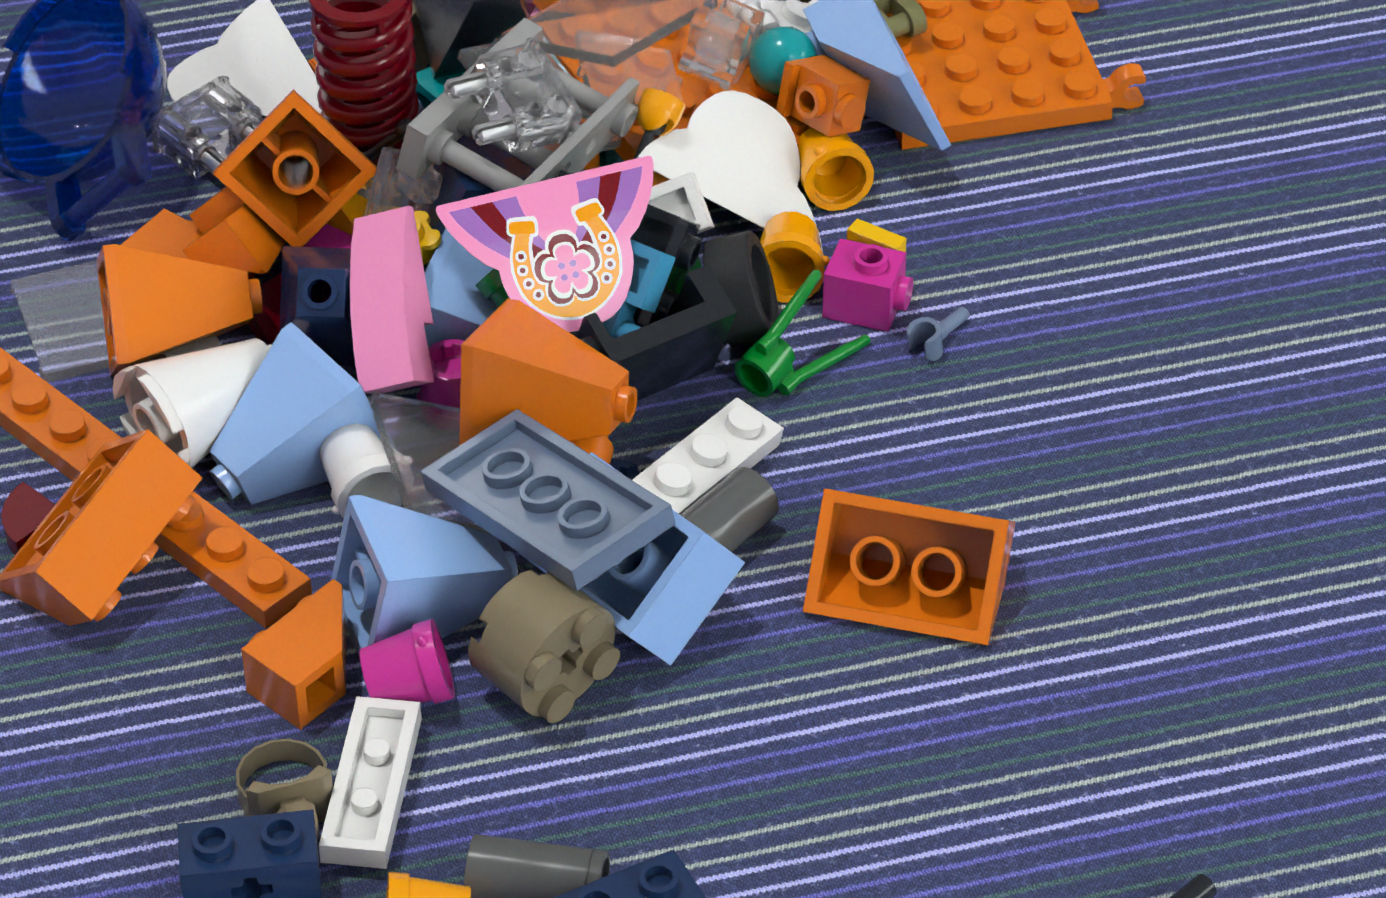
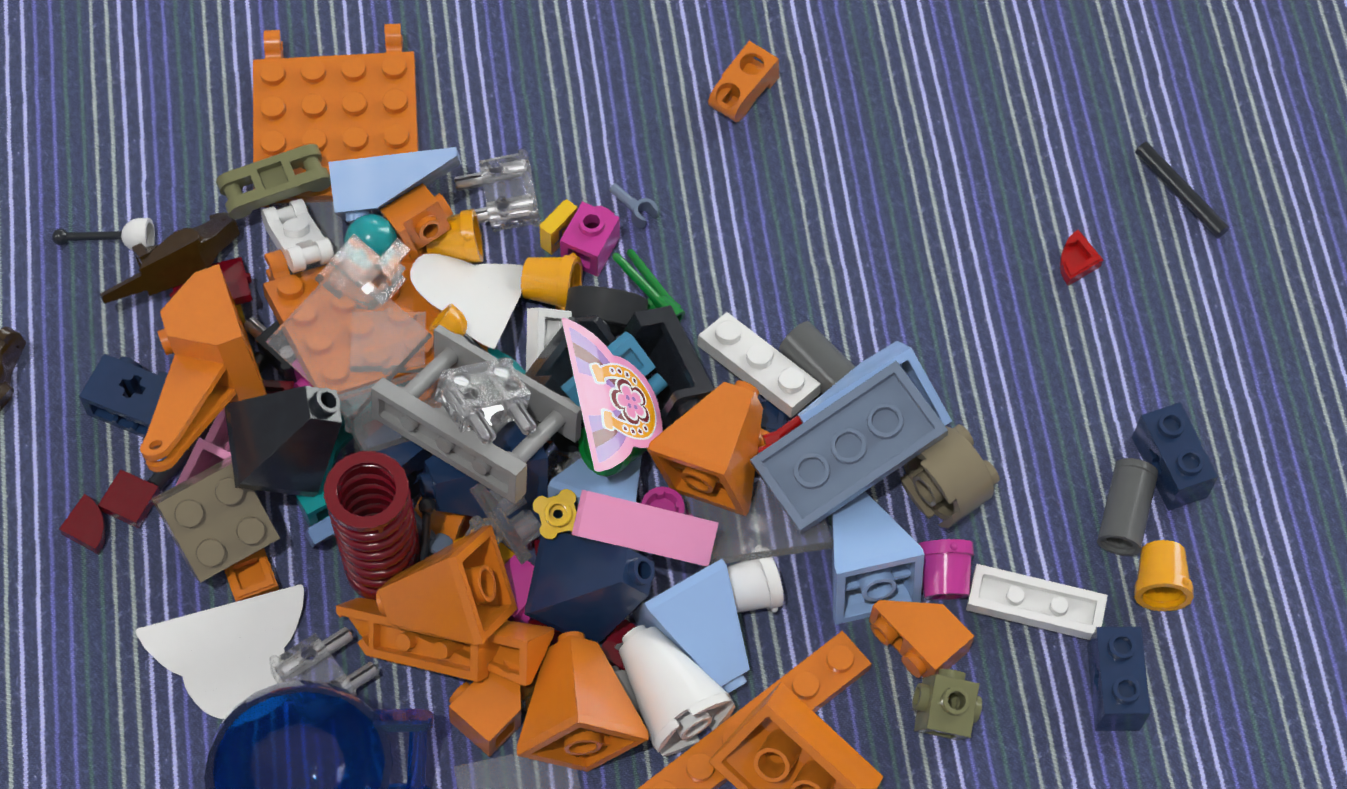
camera: 85 degrees left, 20 degrees up
(195, 677) = (946, 705): none -> olive brick
(302, 794) = (1065, 652): dark tan piece -> none
(908, 566) = (871, 254): orange slope -> none
(924, 206) = (507, 191): none -> clear piece
(972, 815) = (1078, 258): none -> red tile
(1169, 409) = (744, 82): none -> orange leg

